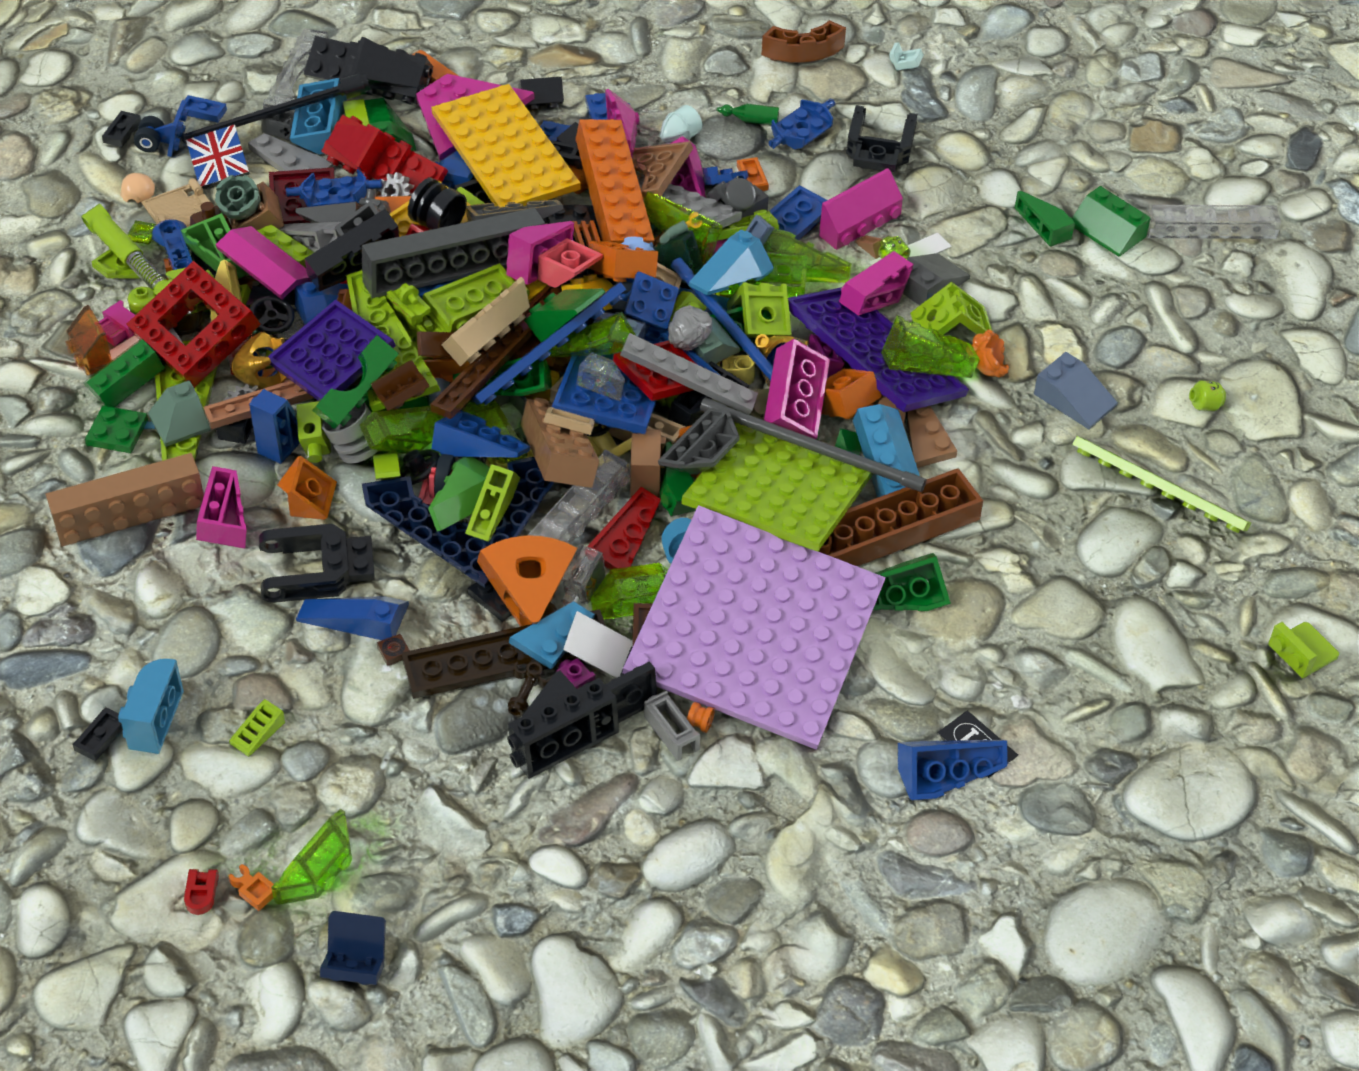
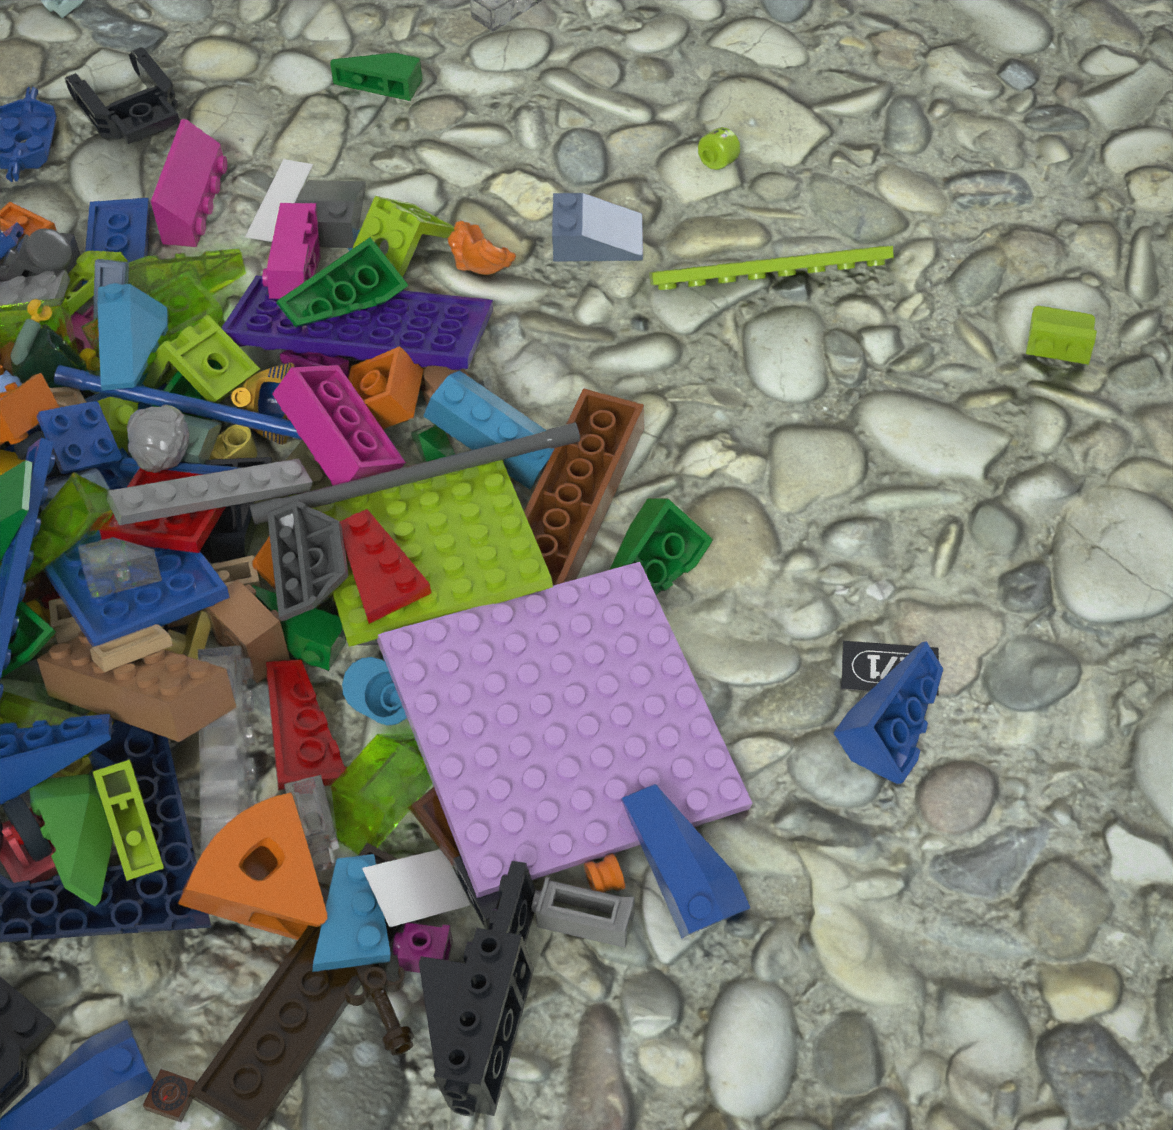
camera: 40 degrees left, 5 degrees up
(489, 600) = (225, 936): black plate -> none
(736, 474) = (380, 568): none -> red wing
(742, 749) = (688, 870): none -> blue wedge
(869, 244) = (231, 217): medium nougat piece -> none
(874, 318) = (345, 286): none -> green wedge
(892, 244) = (264, 206): clear neon green head -> none
(927, 351) = (422, 287): clear neon green wedge -> none
(928, 437) = (508, 379): medium nougat wing -> none
(1111, 221) = (447, 35): slope -> none

